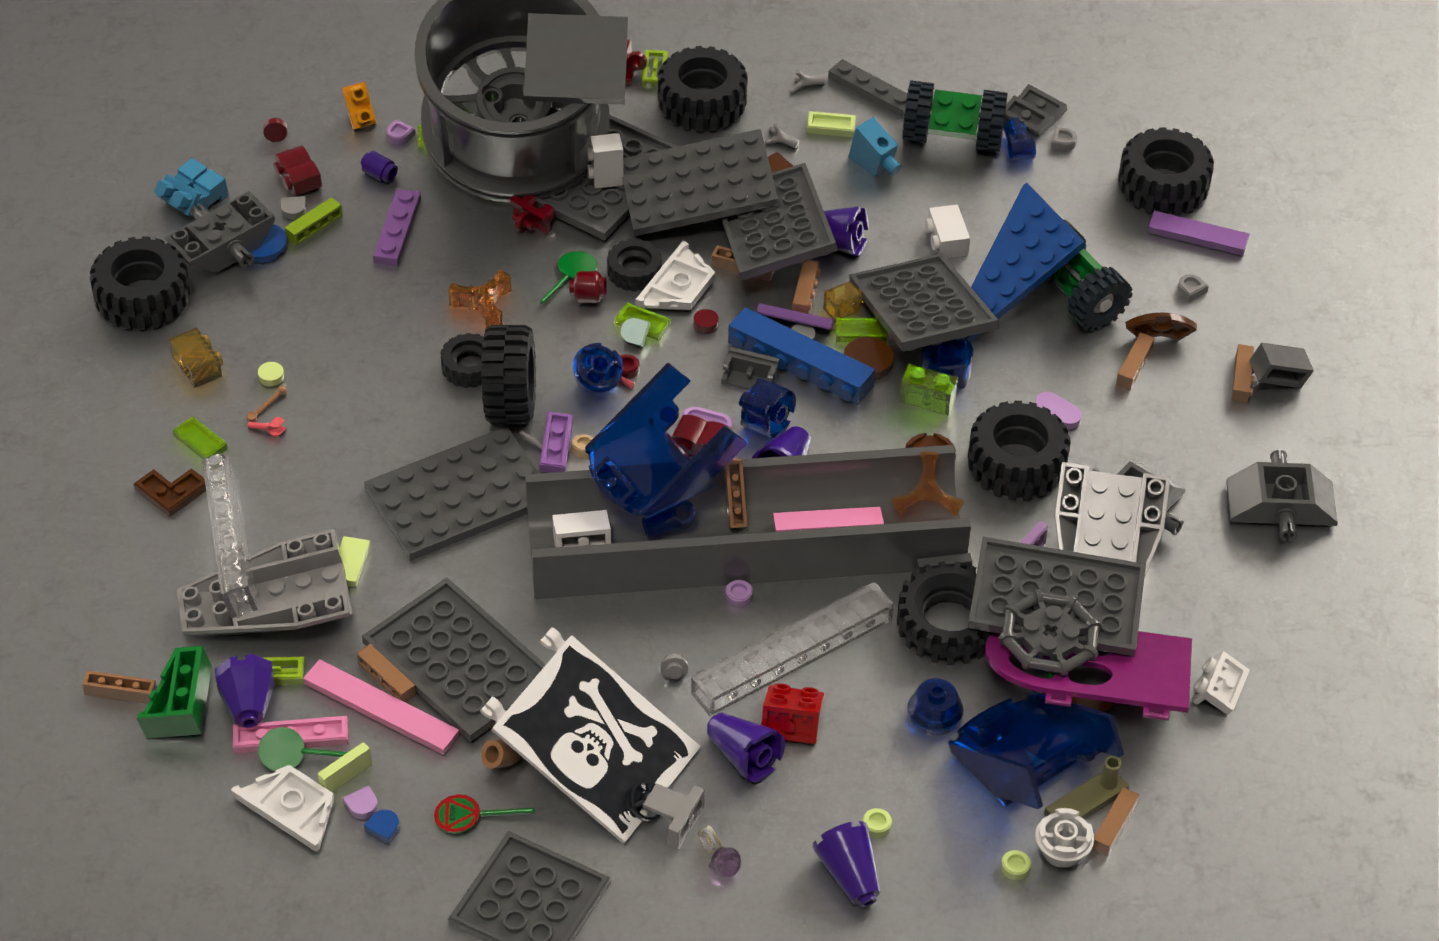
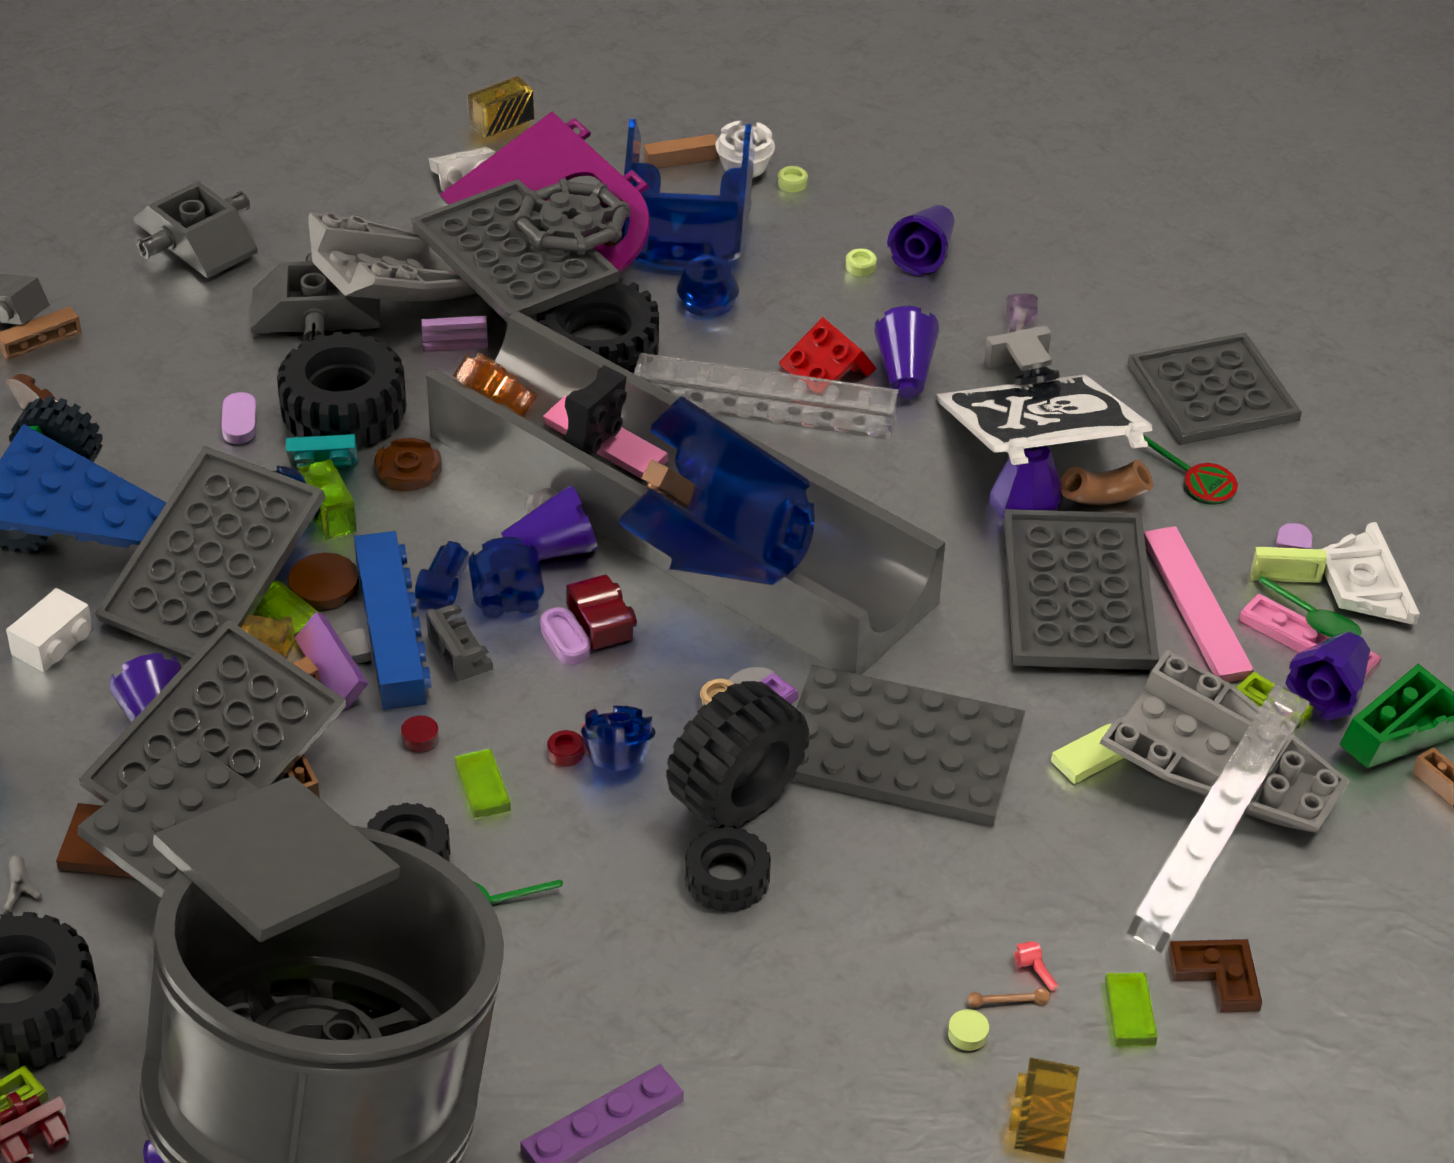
camera: 135 degrees left, 5 degrees down
(383, 825) = (1290, 510): blue tile -> none
(386, 673) = (1165, 618): medium nougat piece -> none
(482, 297) = (623, 928): clear orange piece -> none
(581, 529) = (851, 570): white brick -> none
(588, 287) = (496, 847): dark red head -> none
(635, 331) = (510, 767): light aqua tile -> none
(674, 666) = (887, 451): light grey plate -> none
(678, 282) = (391, 779): white wing -> none
(810, 399) = (441, 580): none -> clear blue piece
(824, 486) = (596, 411): none -> black brick
(966, 402) = (309, 450): none -> teal plate
(1094, 793) = (680, 176): olive piece -> none
(1135, 361) = (111, 401): medium nougat piece -> none
(1268, 741) = (501, 106): none -> clear yellow brick

